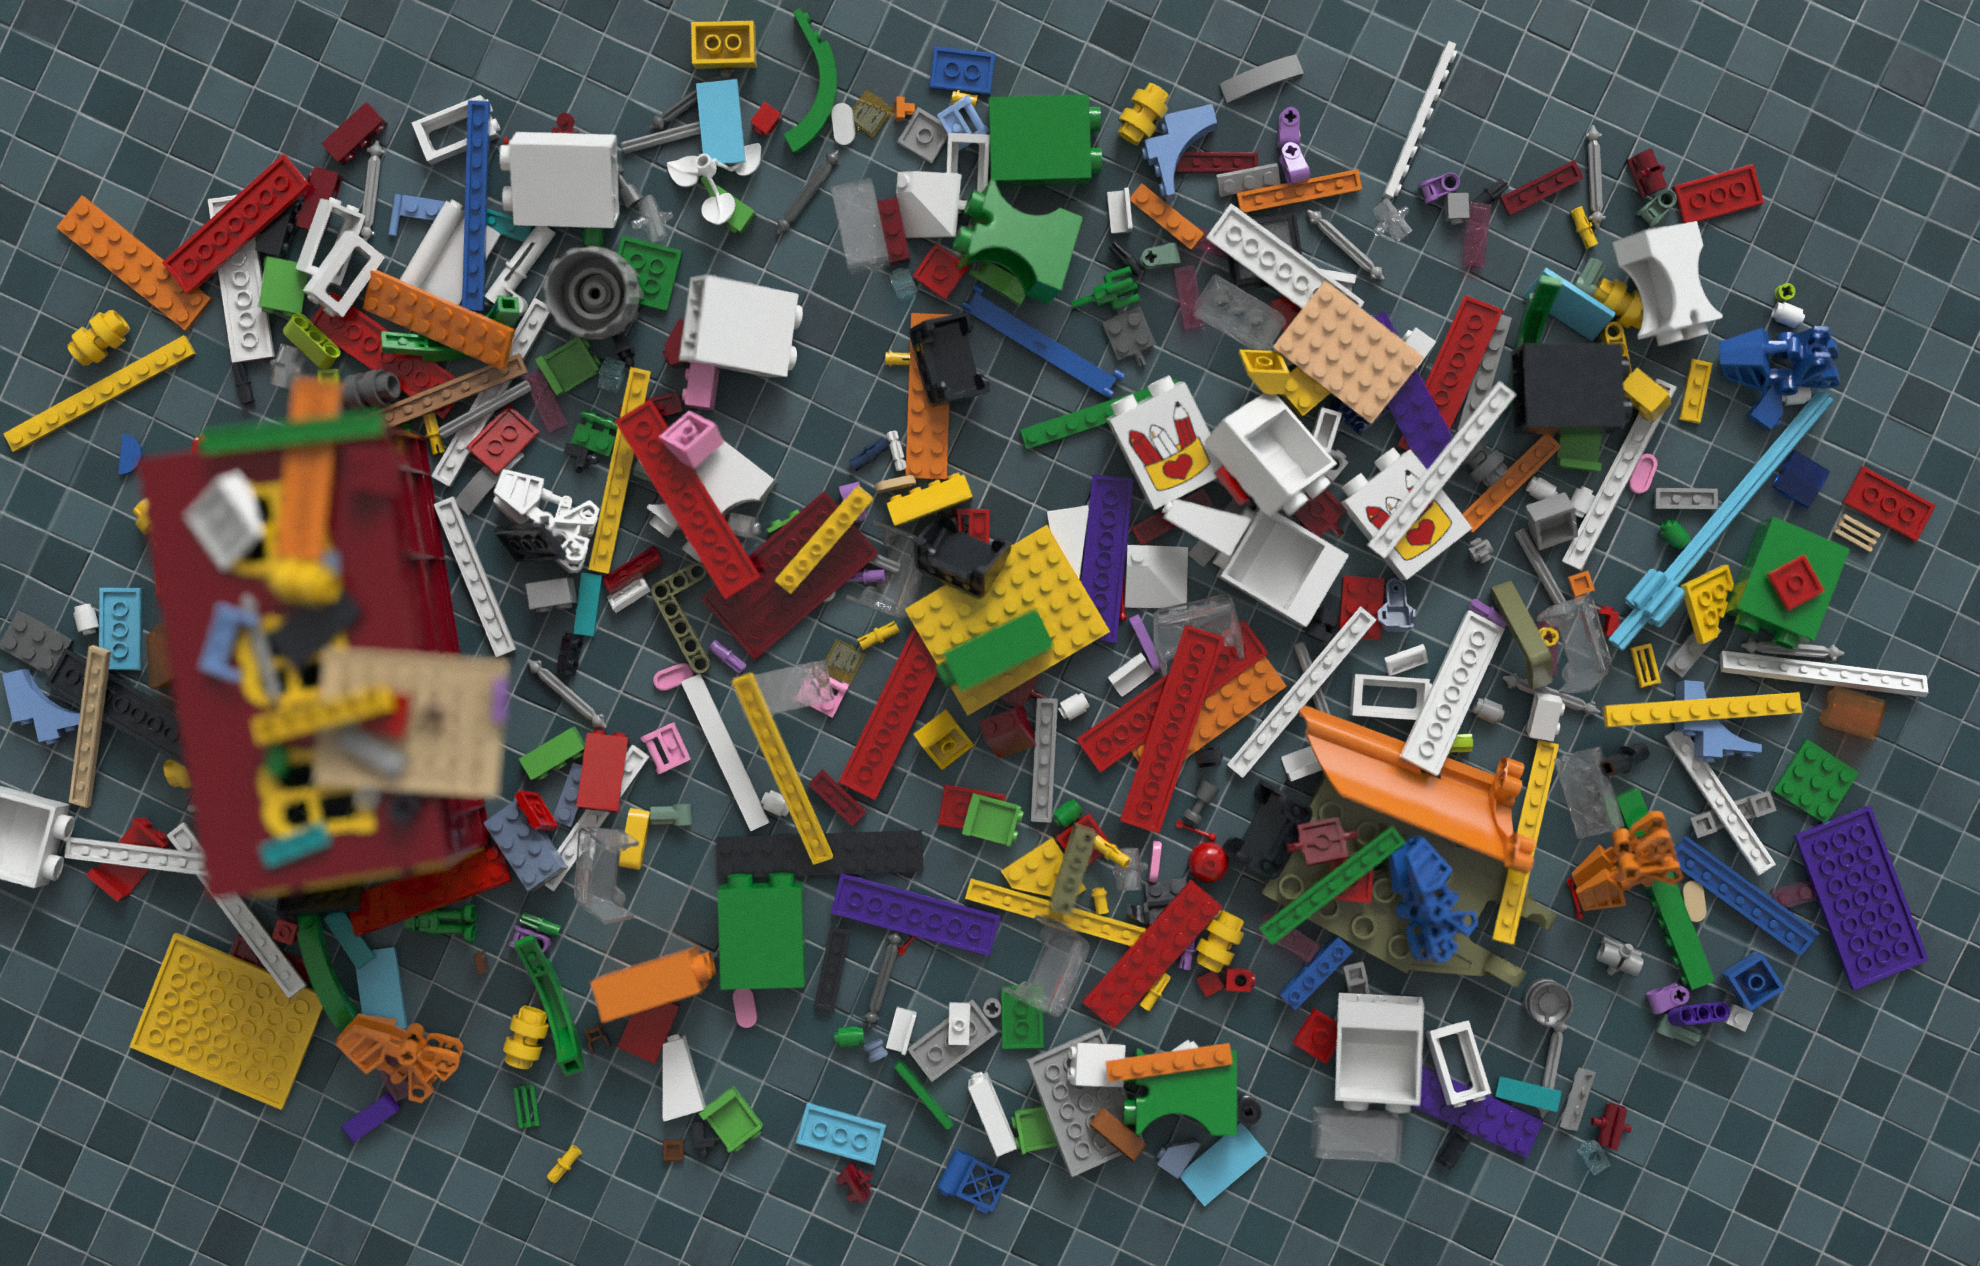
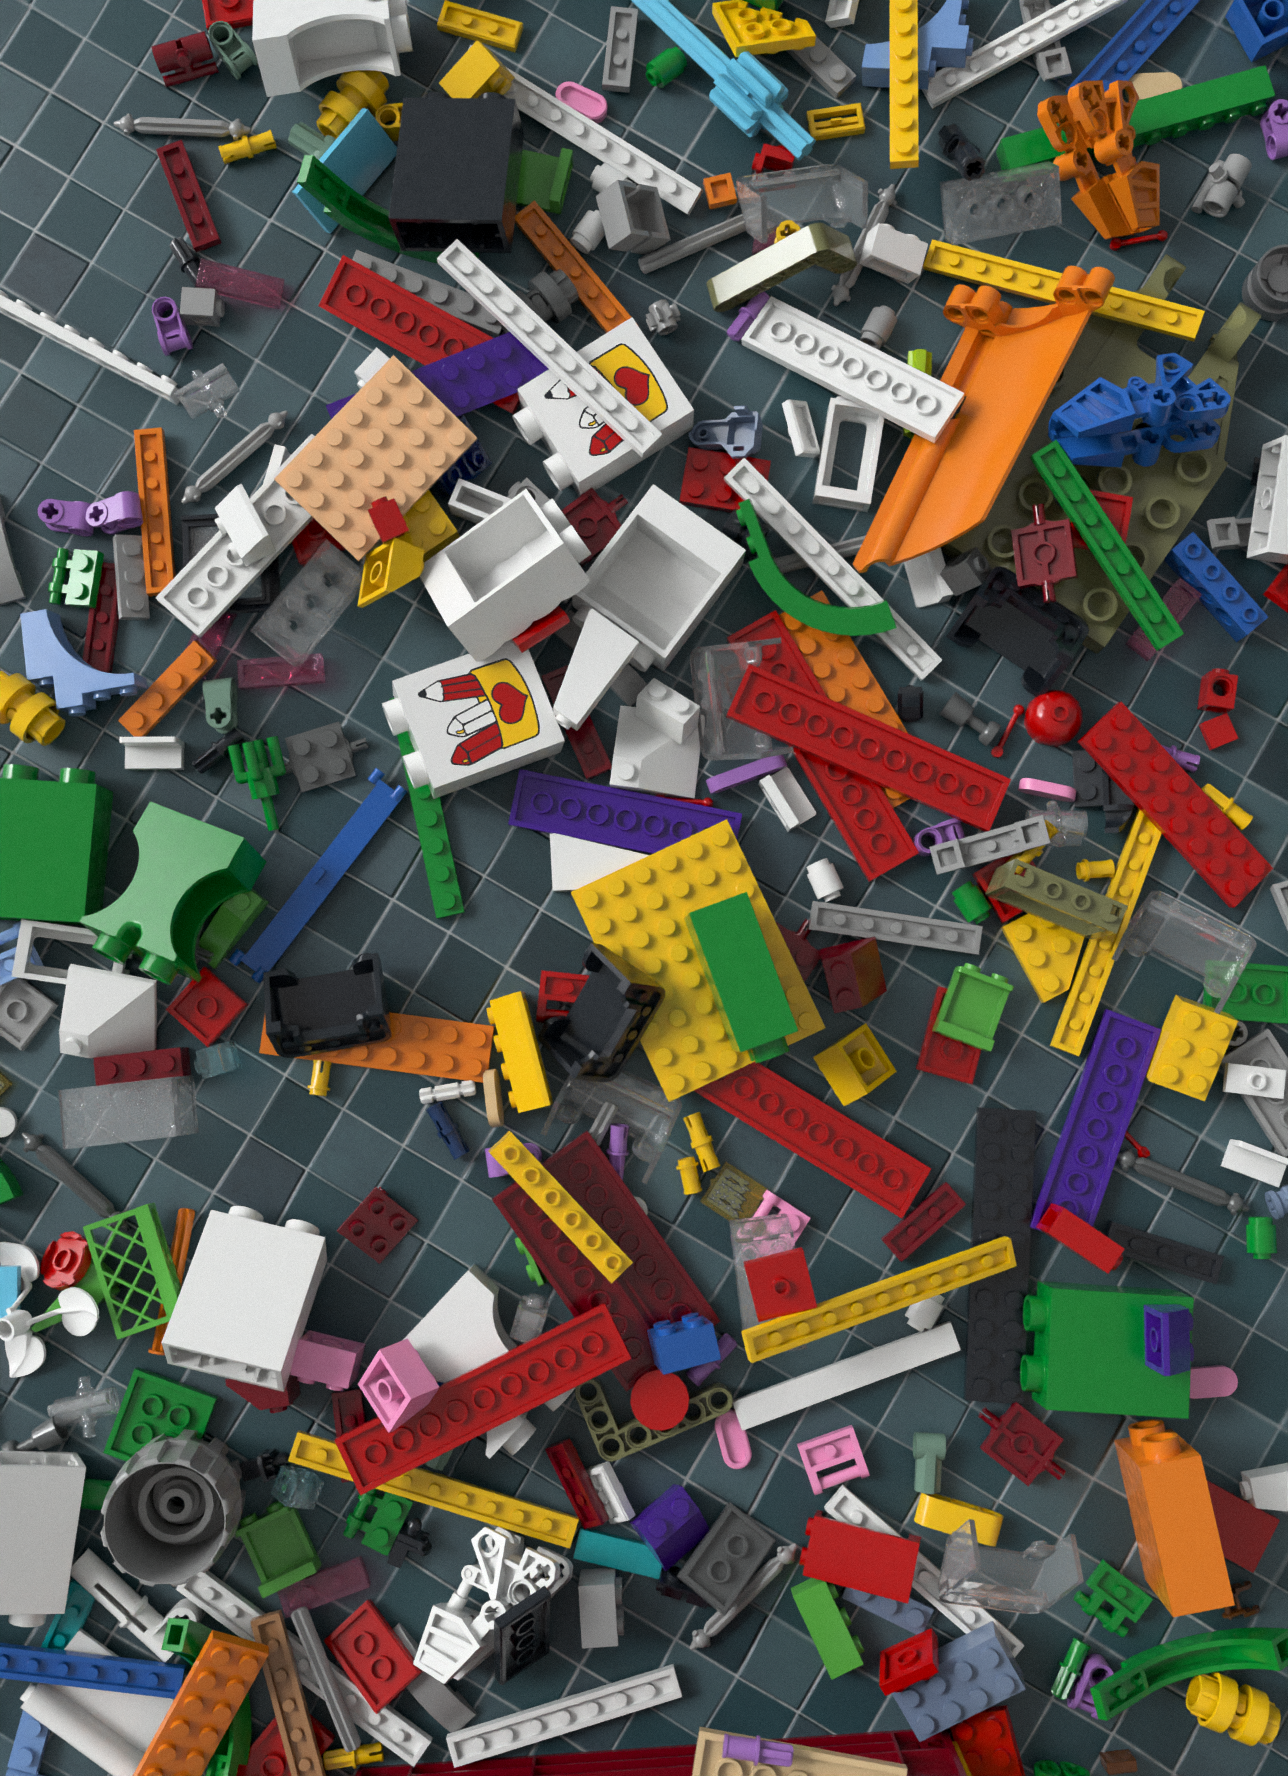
camera: 80 degrees left, 5 degrees down
(592, 679) = (726, 1558): none -> dark grey tile
(596, 953) = (1117, 1590): none -> green plate
(610, 639) = (671, 1526): none -> dark purple slope
(690, 879) = (1021, 1443): none -> dark red plate
(696, 622) = (659, 1400): none -> red tile
(737, 634) = (683, 1343): none -> blue brick
(744, 270) = (179, 1254): none -> orange axle
(752, 194) = (66, 1261): none -> red tile
(762, 258) = (160, 1260): none -> bright green fence
(774, 969) = (1168, 1338): none -> dark purple slope
(786, 696) = (780, 1284): none -> red plate
(798, 411) = (377, 1224): none -> dark red hinge
(836, 906) = (1081, 1238): none -> red brick
(854, 628) = (689, 1175): none -> yellow pin
(978, 976) = (1190, 1047): none -> yellow brick
(1108, 820) = (990, 845): none -> light grey slope
(1112, 789) = (940, 833): none -> medium lavender piece
(1185, 581) = (667, 711): none -> white brick
(1215, 950) = (1176, 717): yellow piece -> none
(1244, 145) = (83, 580): none -> plate
(1266, 680) = (816, 614): none -> green arch
(1288, 262) = (244, 527): none -> white slope
(1302, 366) = (387, 519): none -> red brick
(1307, 788) = (966, 571): none -> dark grey brick

